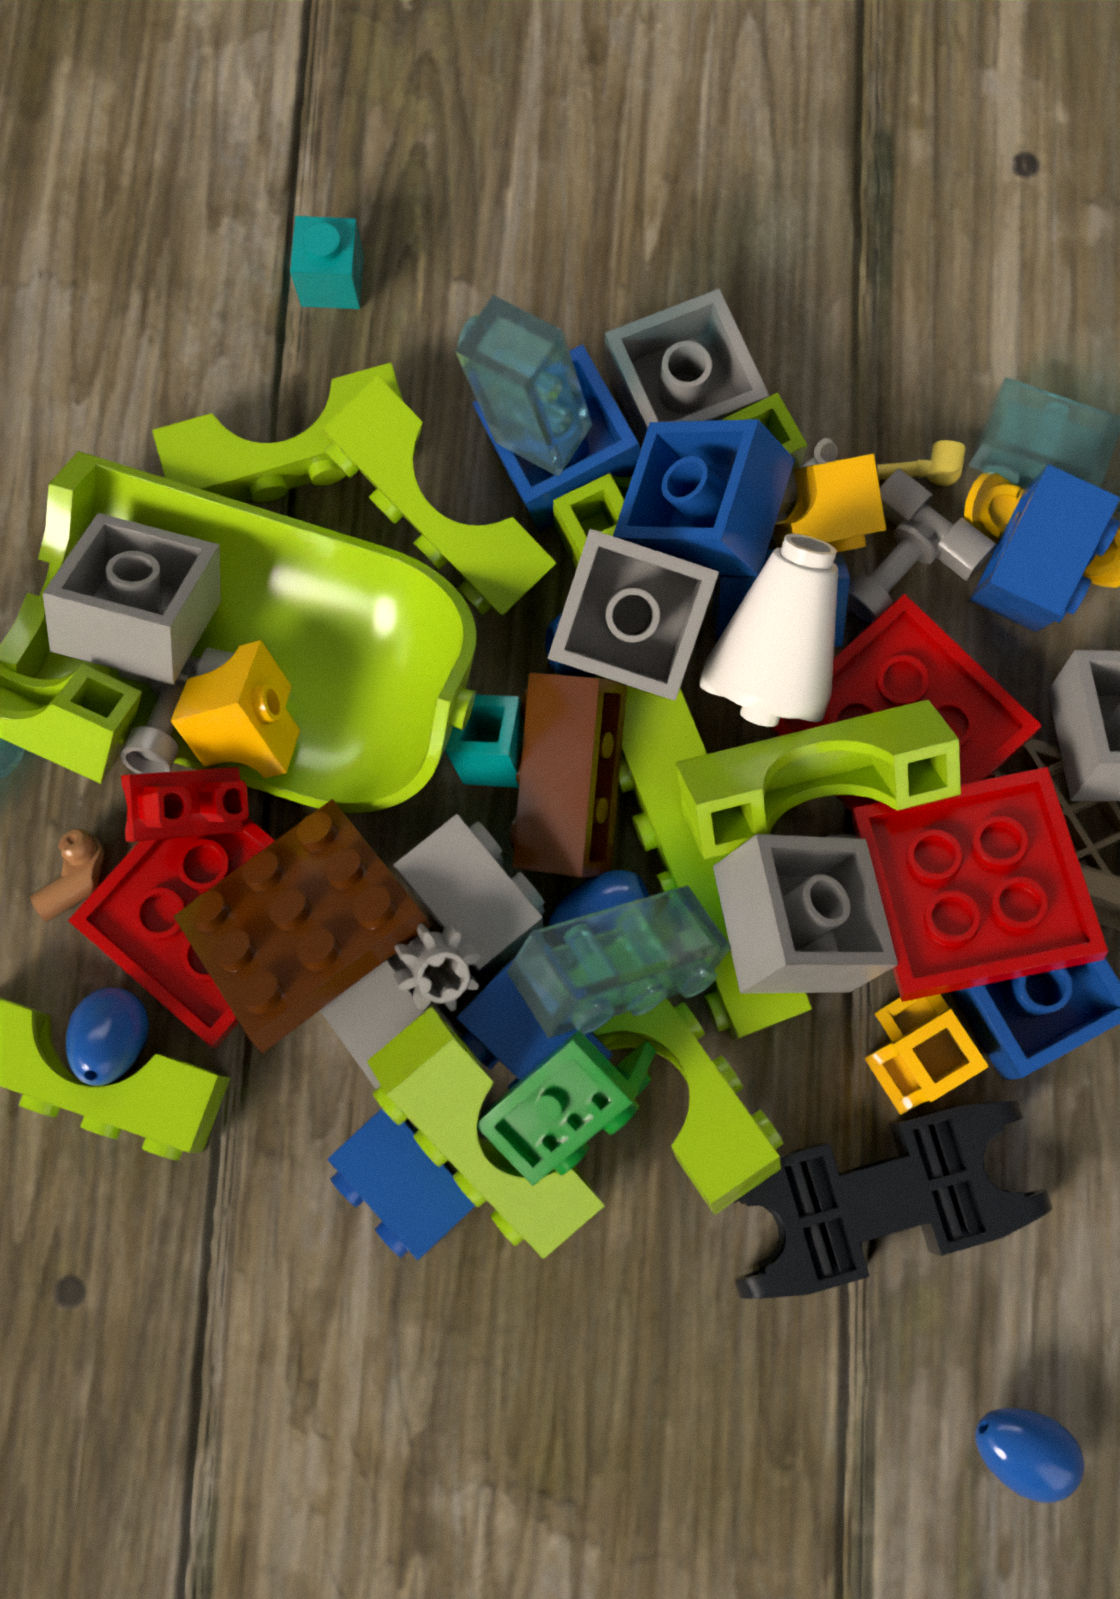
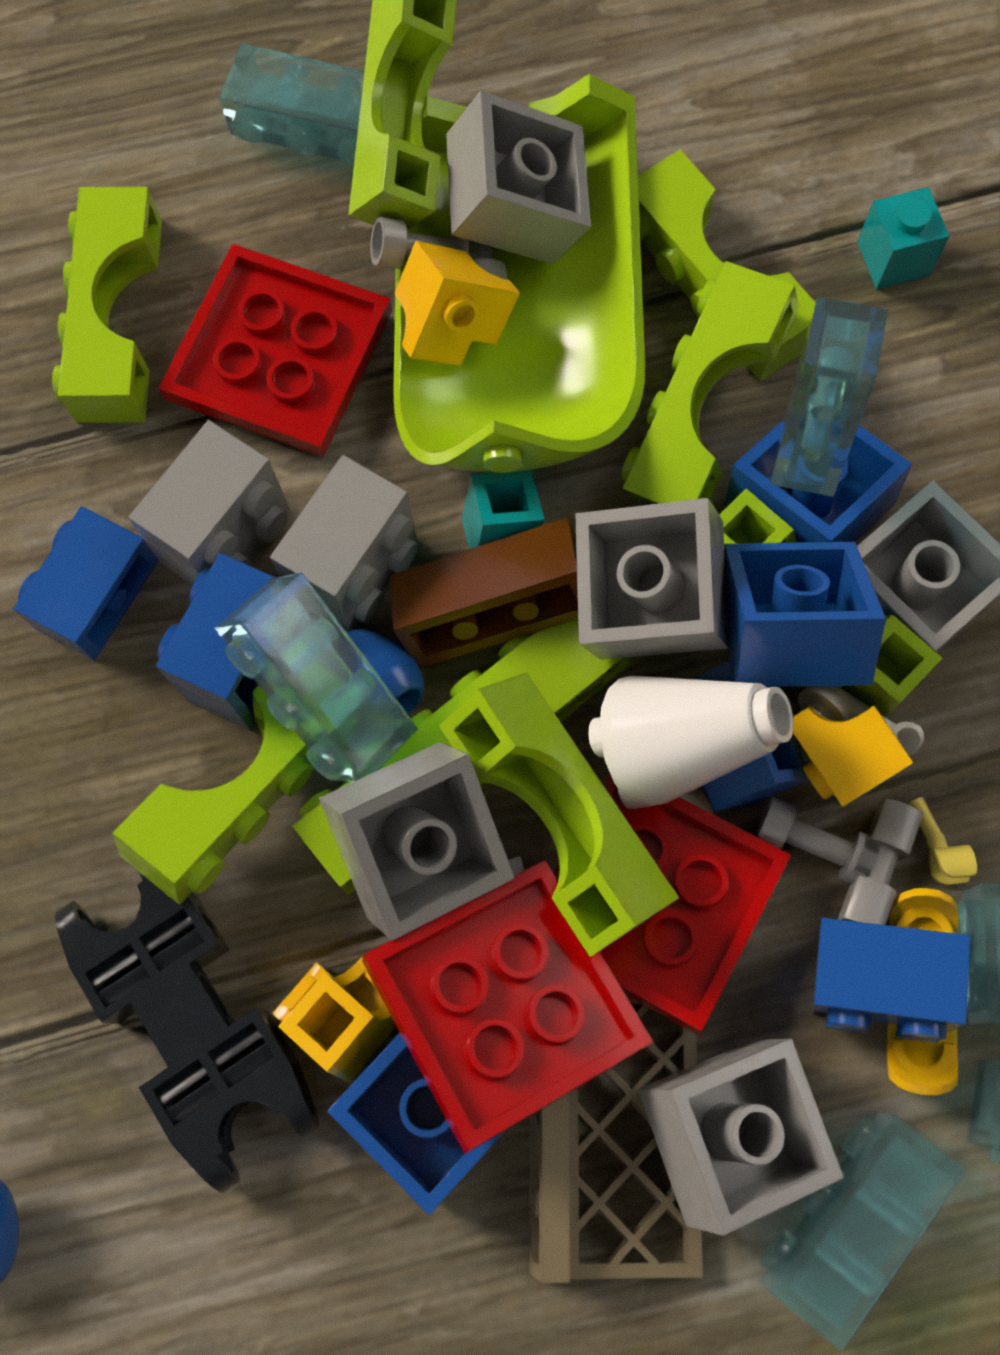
camera: 75 degrees right, 5 degrees down
(78, 878) = (283, 244): medium nougat arm -> none
(106, 1035) = (141, 303): blue animal -> none
(184, 803) = (350, 280): red hips -> none
(299, 924) = (269, 404): reddish brown plate -> none
(440, 984) = (236, 516): light grey gear -> none
(440, 1088) = (102, 683): lime arch -> none
(563, 1104) = (166, 665): green bracket -> none

